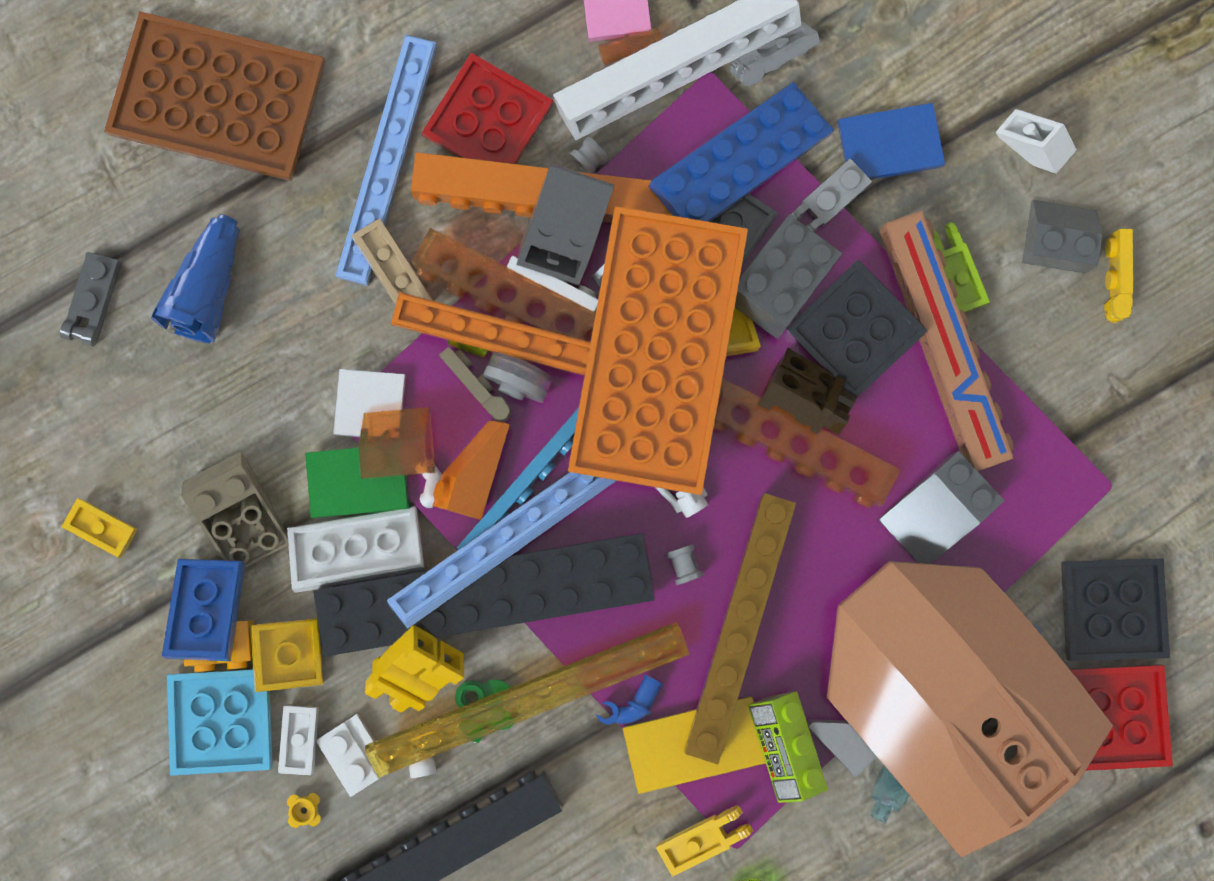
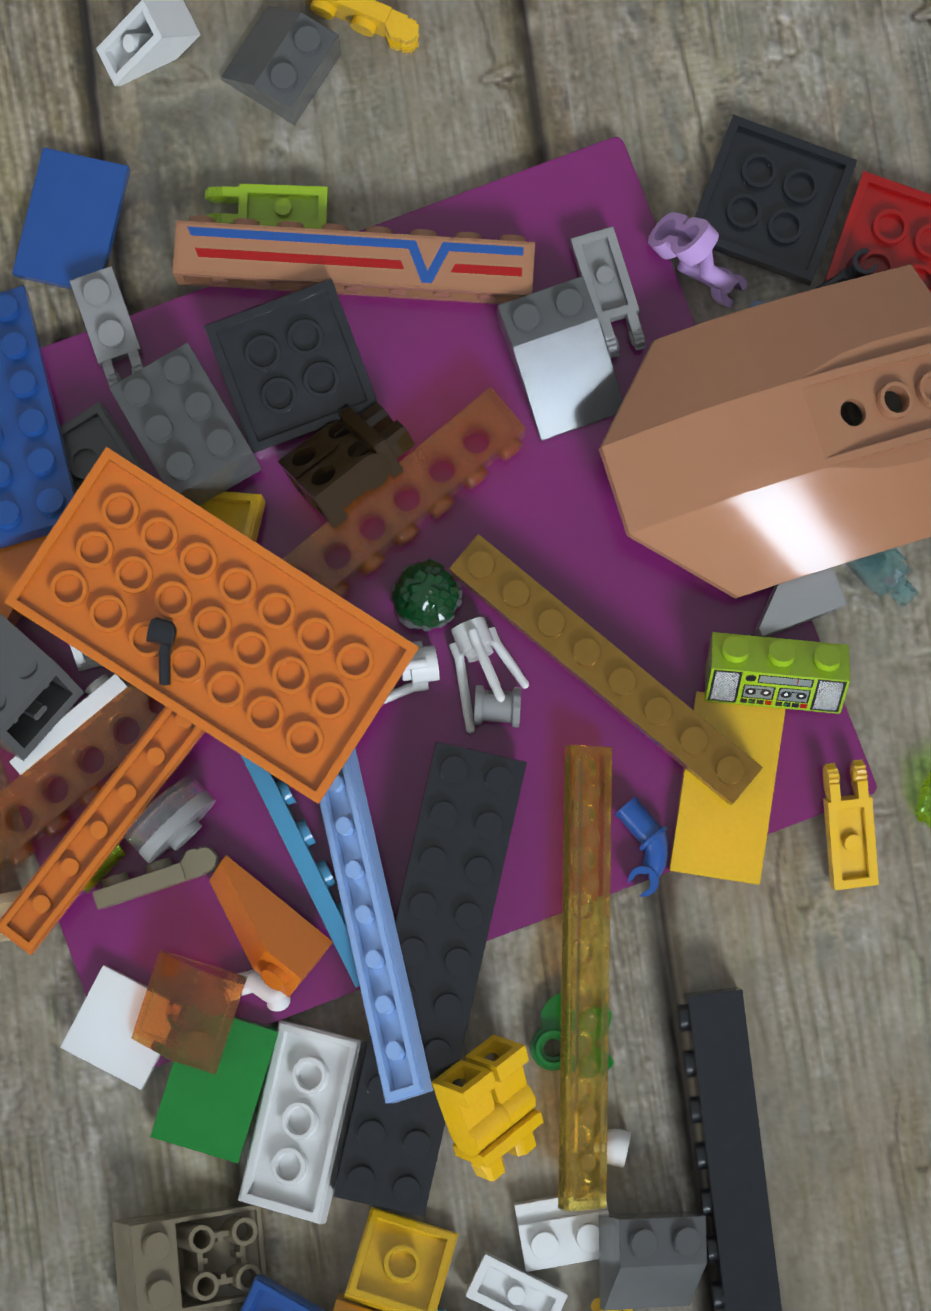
camera: 70 degrees left, 0 degrees up
(357, 821) = (650, 1259): none -> dark grey slope
(638, 320) = (163, 633): none -> black hand
(722, 530) = (475, 642): none -> white plant
(739, 484) = (425, 595): none -> dark green piece
(1005, 521) = (609, 285): none -> light grey hinge
(1060, 567) = (693, 245): none -> lavender piece
(1090, 686) = (852, 270): none -> black hand

